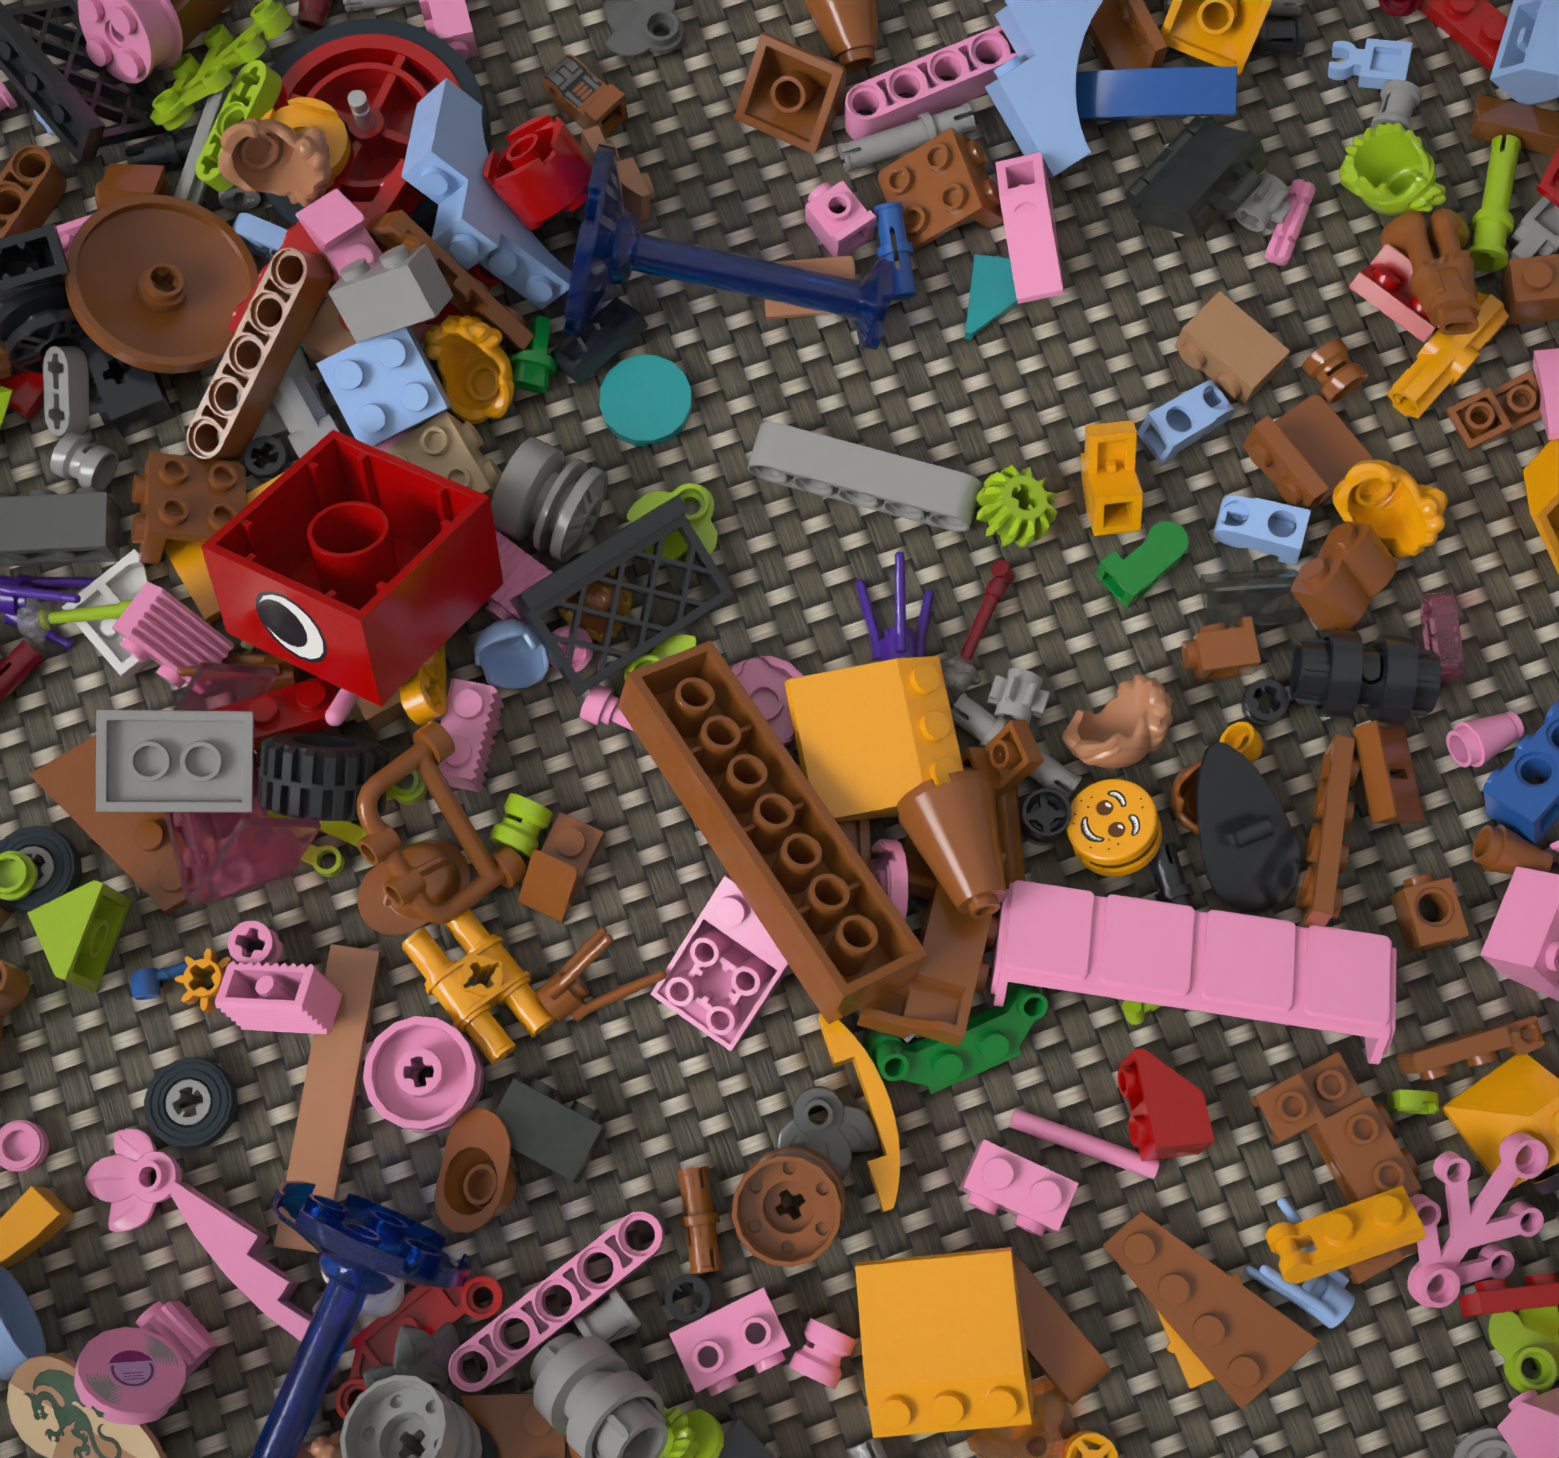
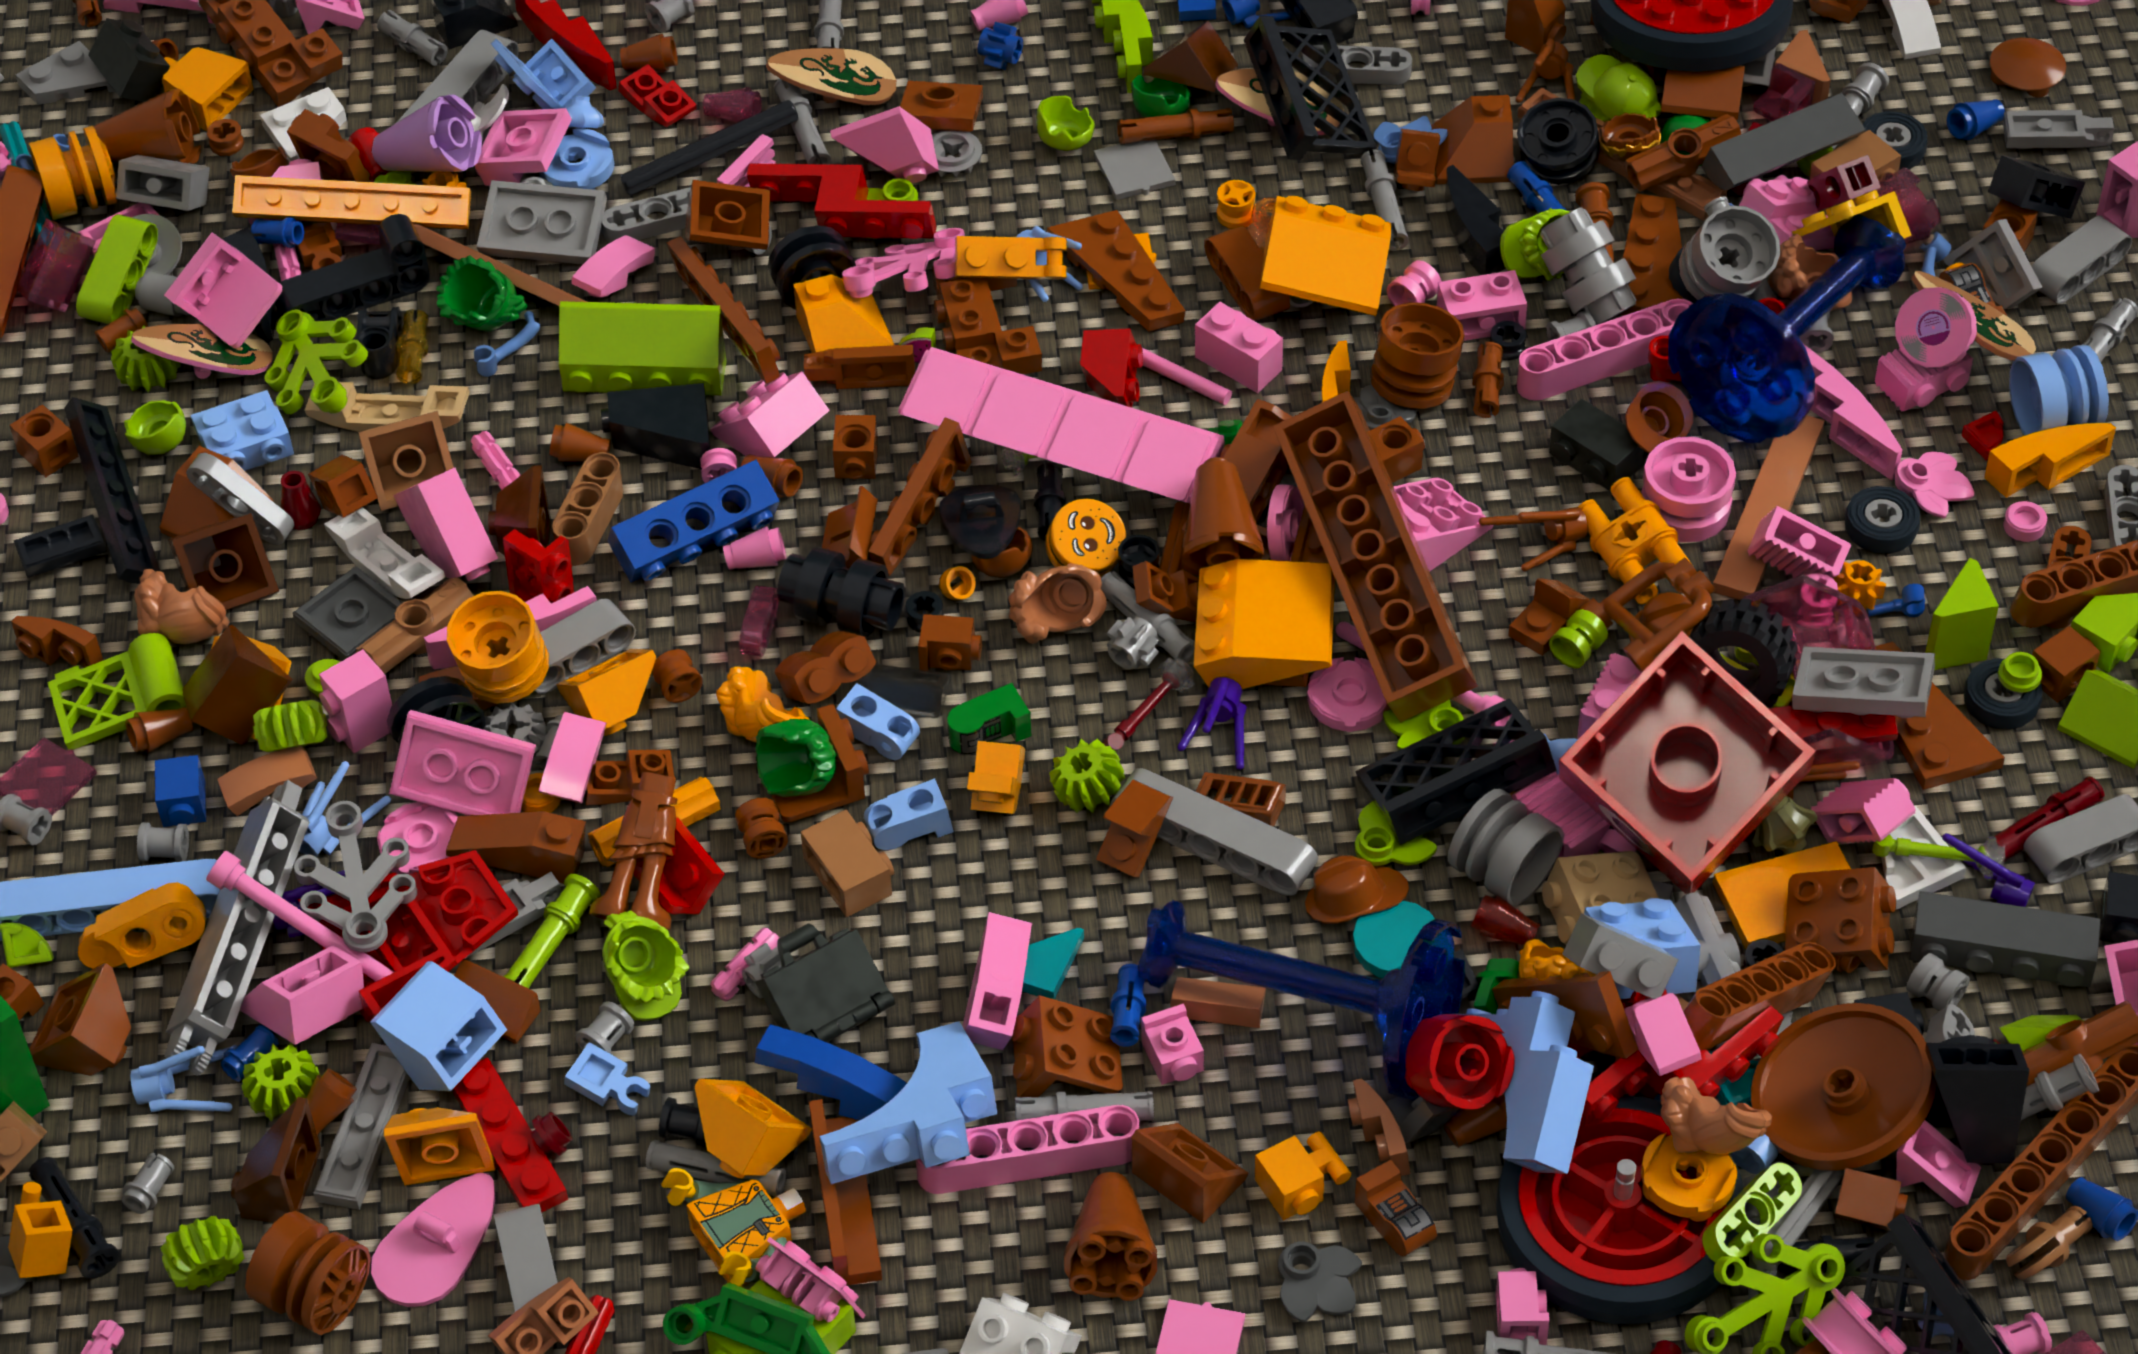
camera: 165 degrees left, 25 degrees down
(74, 1280) = (1984, 433): none -> red tile
(547, 429) = (1503, 921): none -> clear red cone
(686, 106) = (1295, 1178): none -> light orange brick
(698, 443) = (1353, 888): none -> dark orange piece
(795, 1039) = (1399, 448): none -> dark orange brick
(853, 514) = (1266, 792): none -> dark orange slope
(946, 442) = (1134, 827): none -> dark orange slope
(1328, 430) = (794, 758): none -> green hair
(1501, 540) = (677, 676): none -> dark orange wheel

